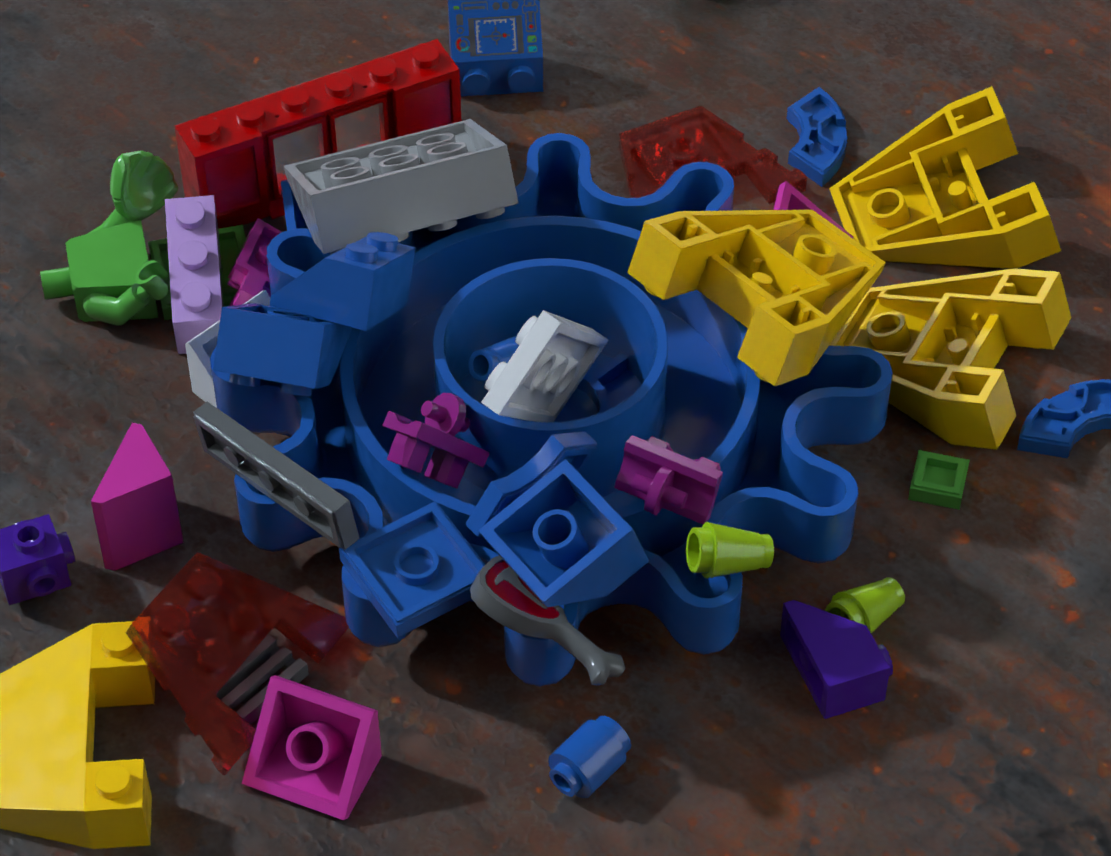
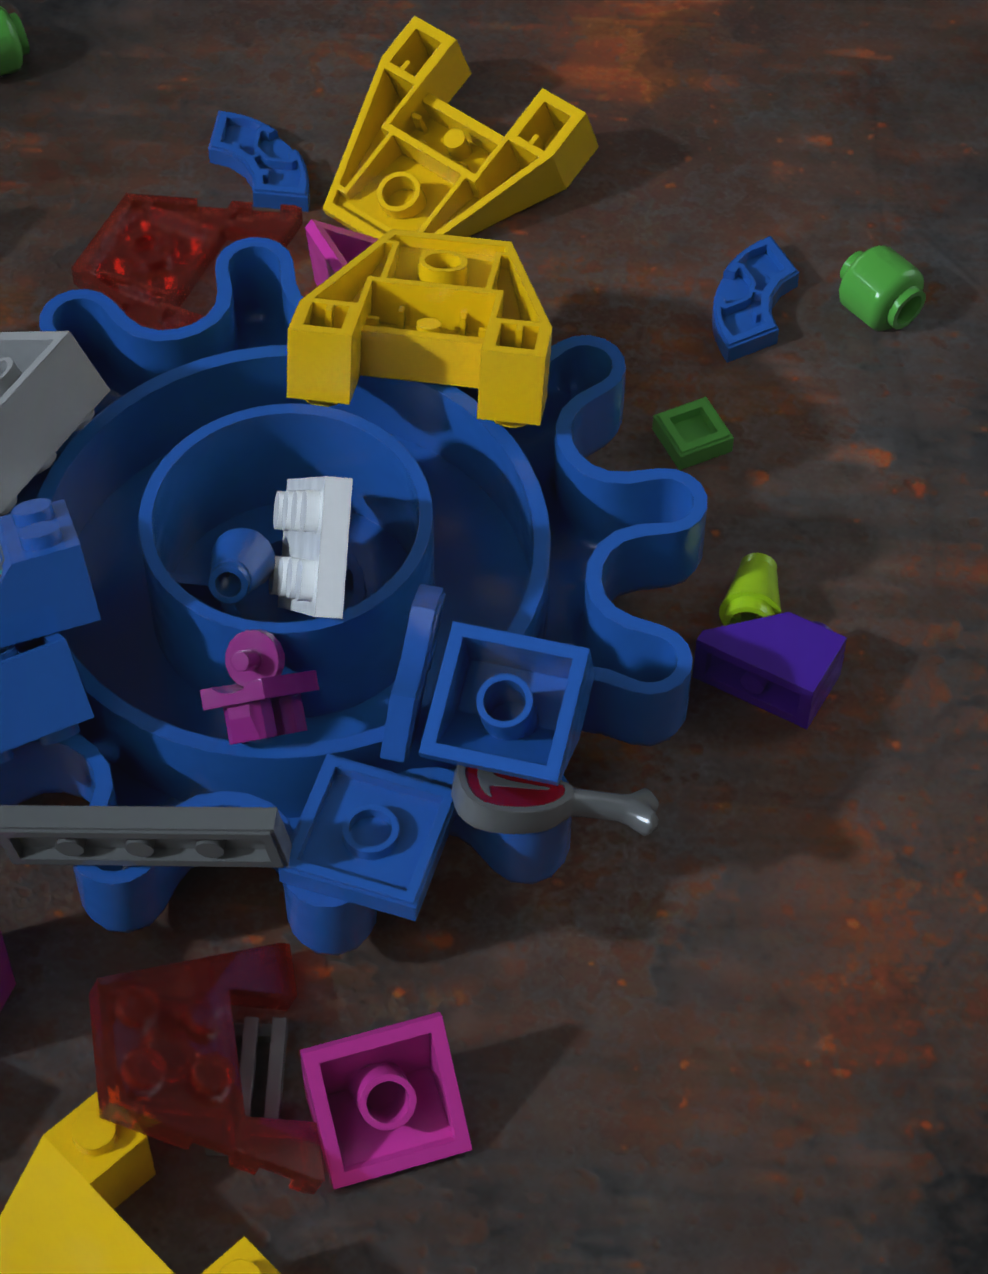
camera: 40 degrees left, 5 degrees up
(589, 757) = (652, 914): blue brick -> none
(669, 479) = (538, 580): magenta hips -> none
(727, 550) = (652, 618): lime cone -> none
(948, 340) = (586, 288): yellow wedge -> none

